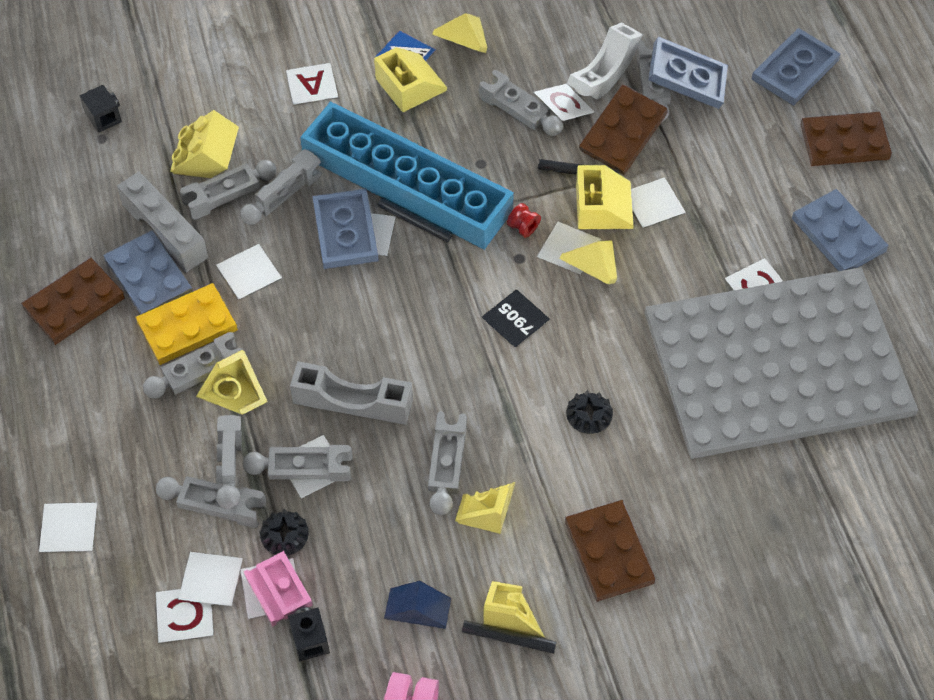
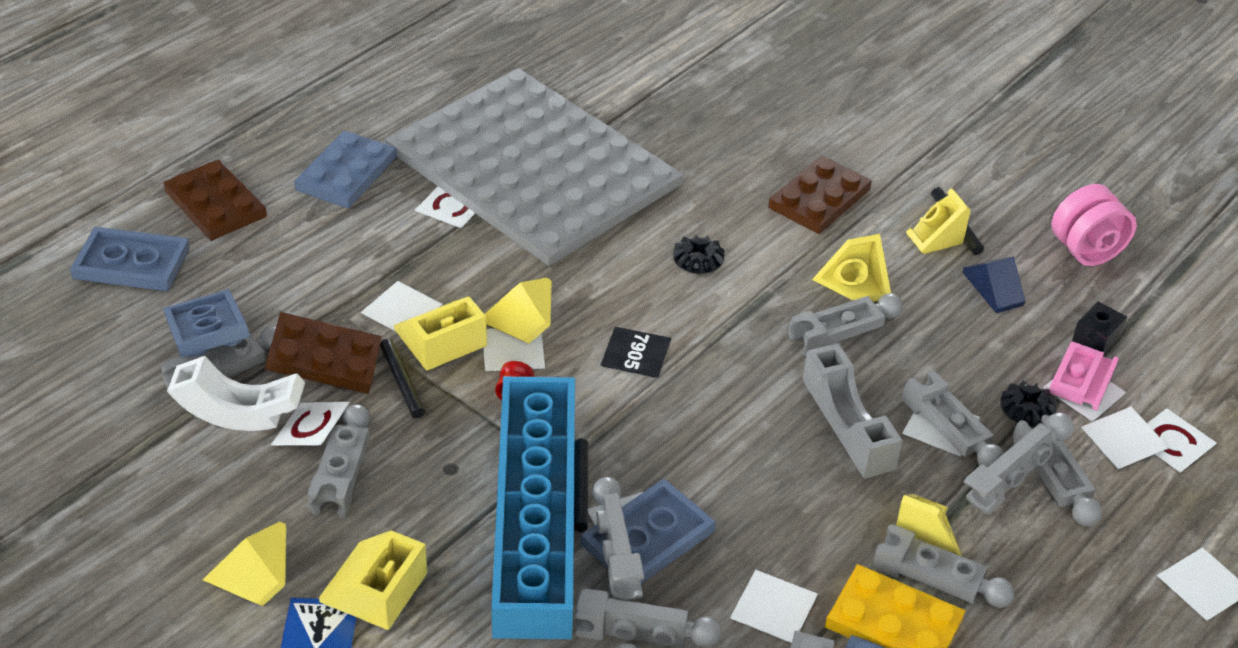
camera: 125 degrees left, 15 degrees down
(339, 191) = (624, 567): none -> light grey plate

